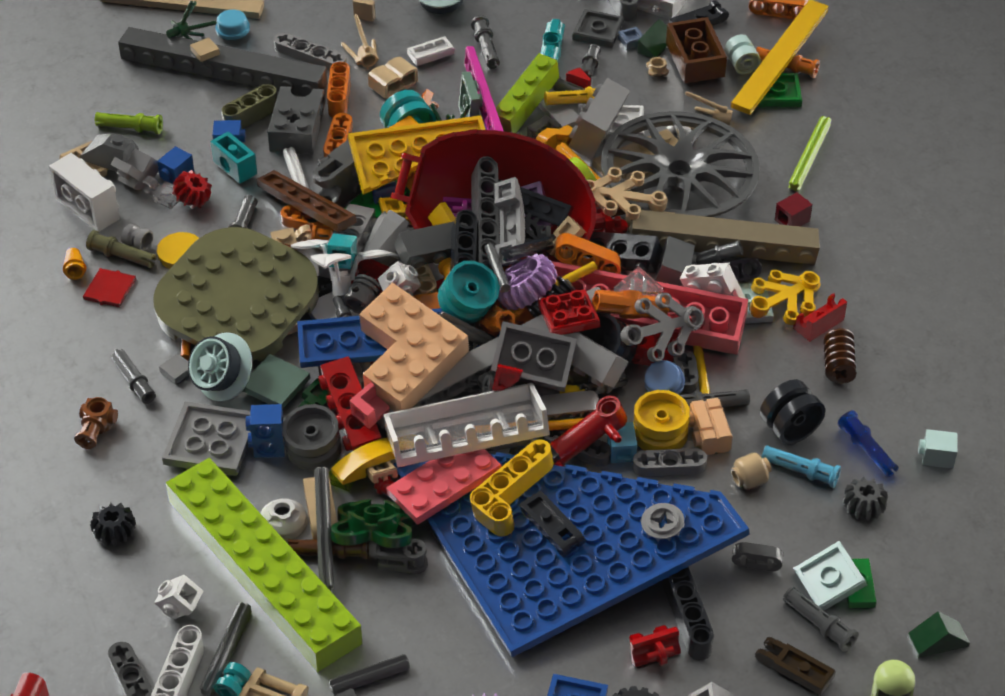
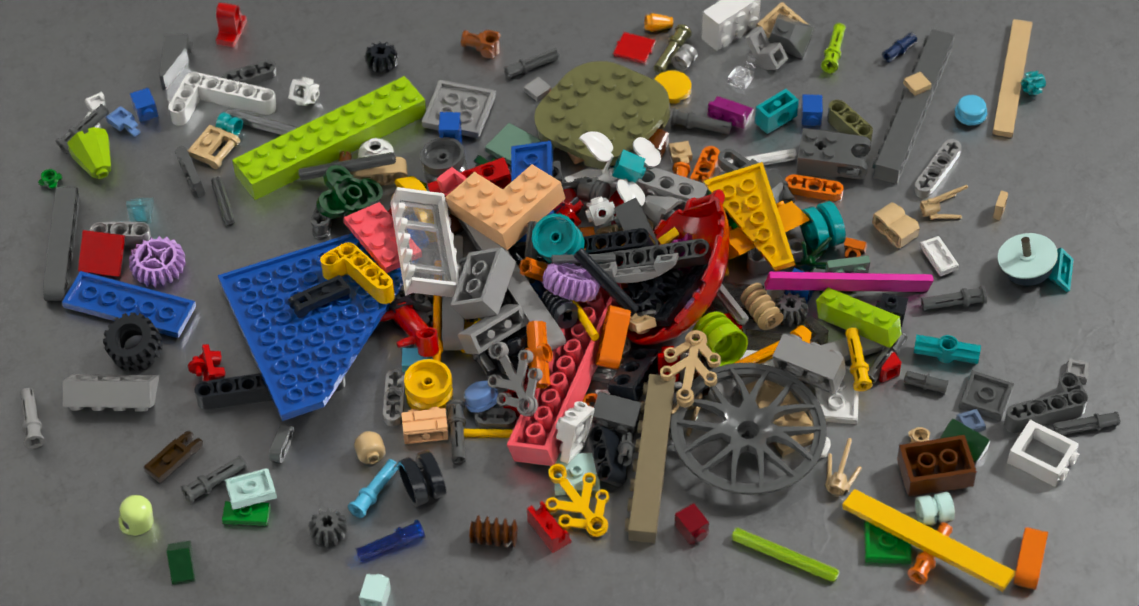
camera: 95 degrees right, 5 degrees up
(132, 75) = (899, 47): none -> dark blue pin
(174, 163) = (772, 77): blue brick -> none
(183, 29) = (949, 68): dark green plant -> none
(192, 189) = (731, 81): red gear -> none
(220, 366) = (520, 101): light aqua piece -> none
(224, 202) = (729, 111): none -> magenta bracket
(306, 201) = (708, 156): reddish brown plate -> none
(338, 88) = (876, 185): orange beam -> none
(506, 377) = (460, 261): red tile -> none
(507, 75) = (893, 304): none -> black brick
(569, 312) = (527, 306): red tile -> none
(639, 281) = (561, 366): clear slope -> none
(655, 514) = (296, 354): light grey gear -> none
(712, 11) = (1004, 483): black plate -> none

